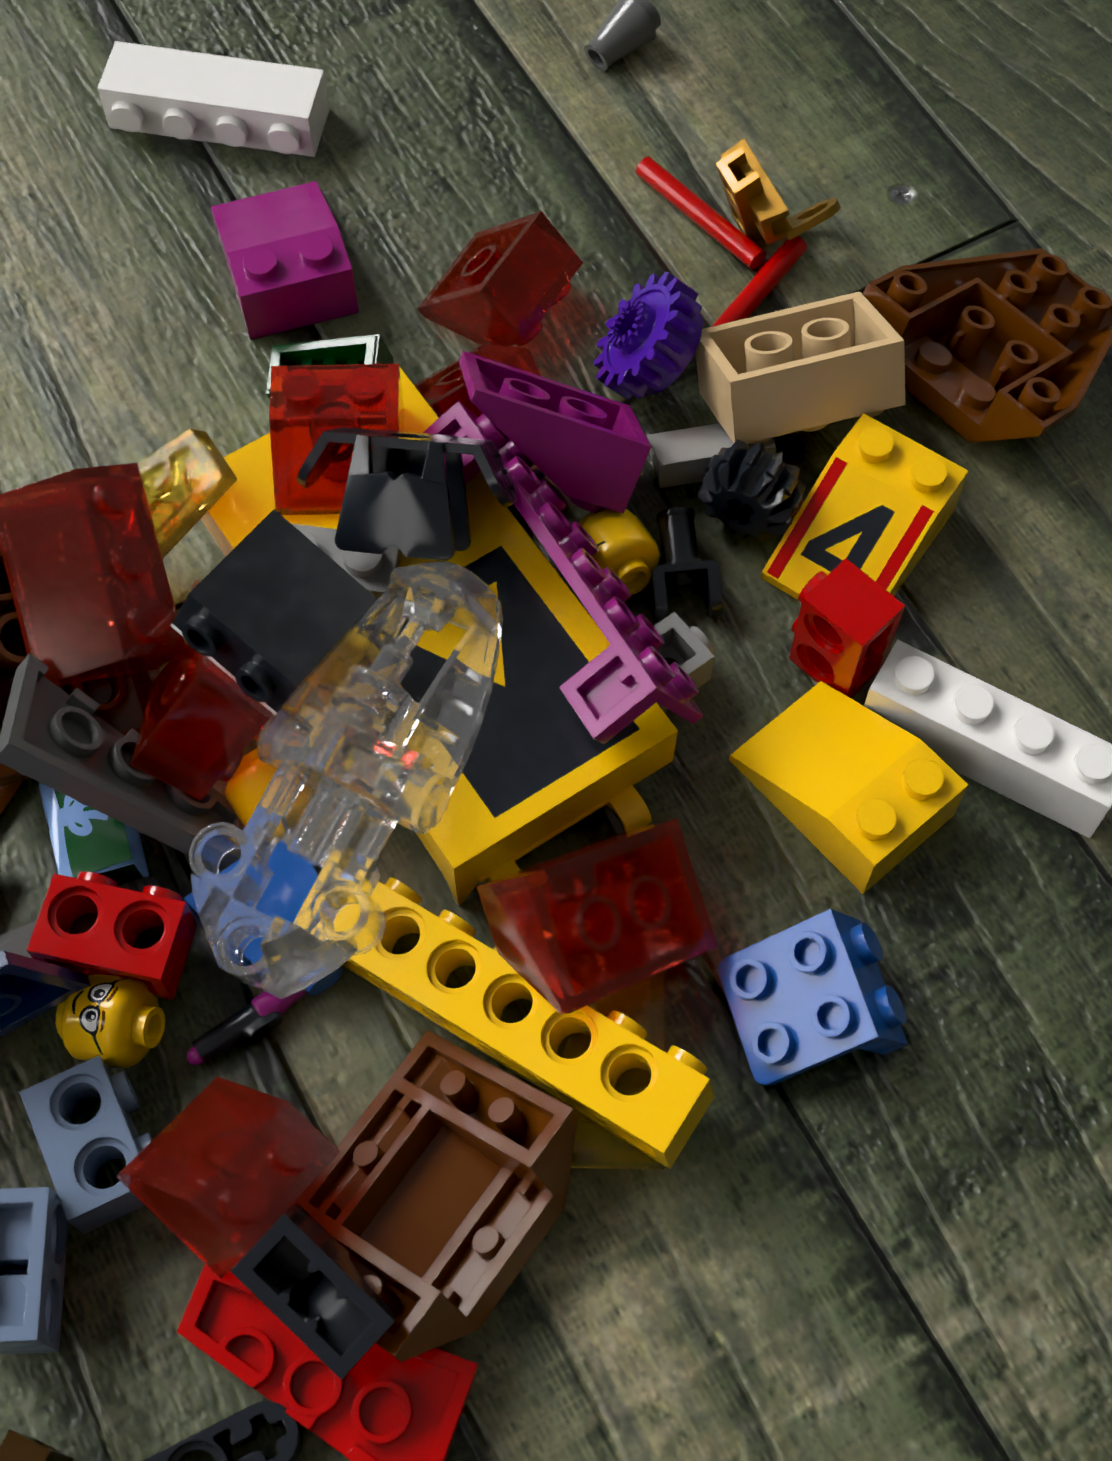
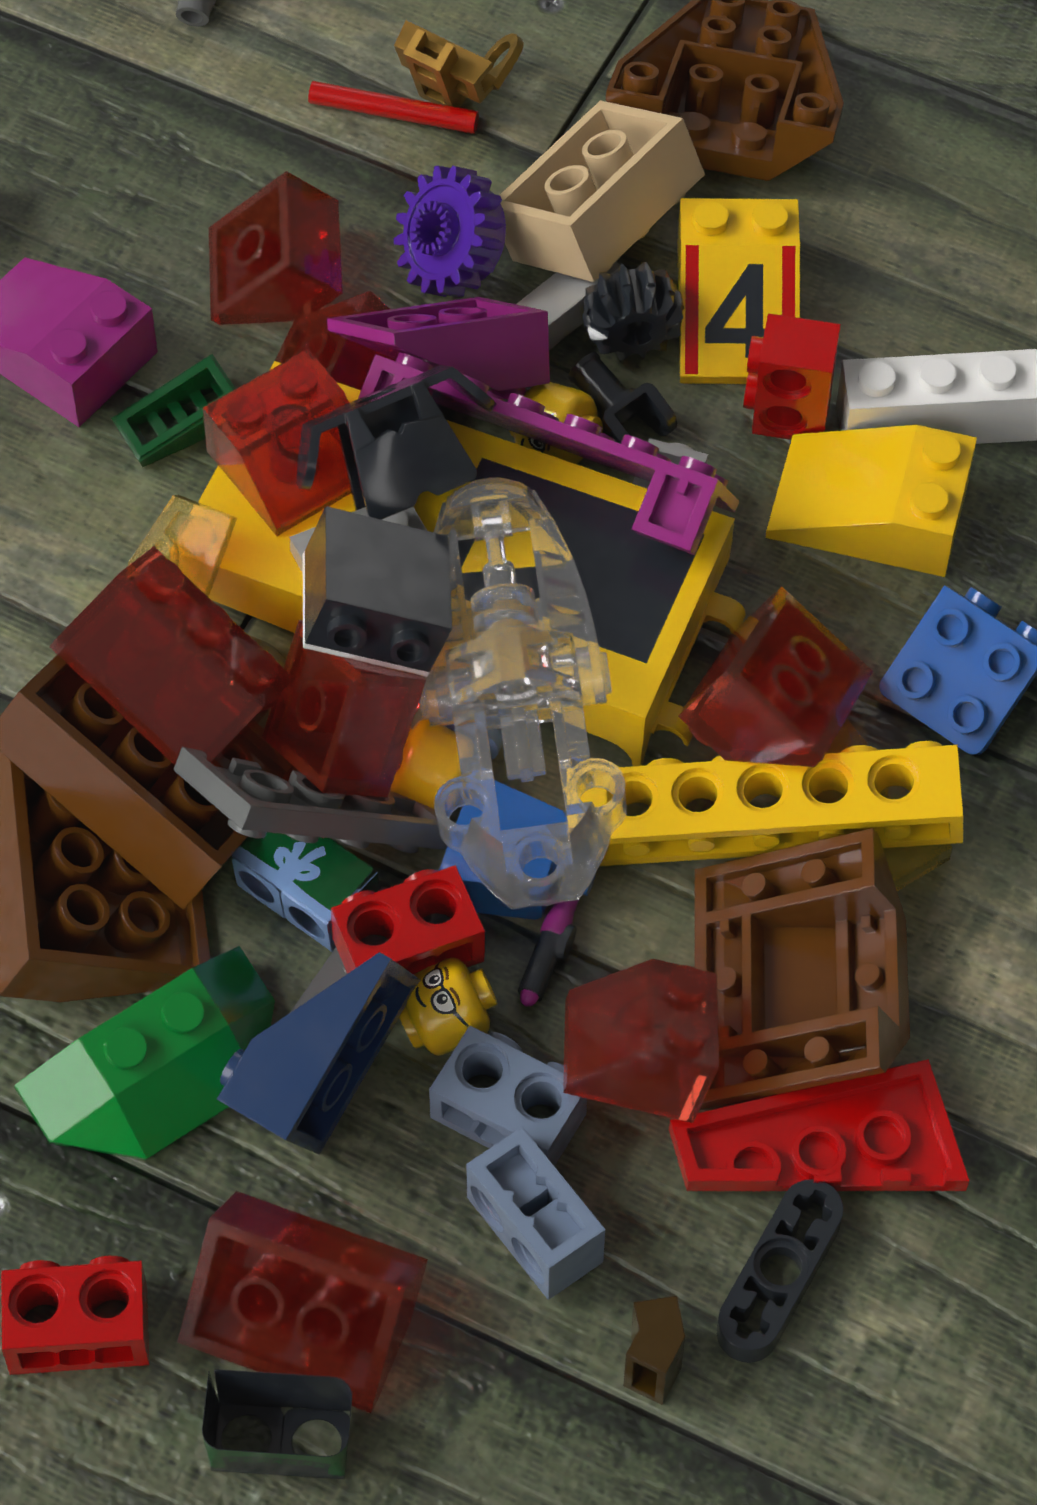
camera: 35 degrees left, 5 degrees down
(315, 1290) = (787, 1061): black arch -> none
(764, 281) = (496, 138): red bar -> none

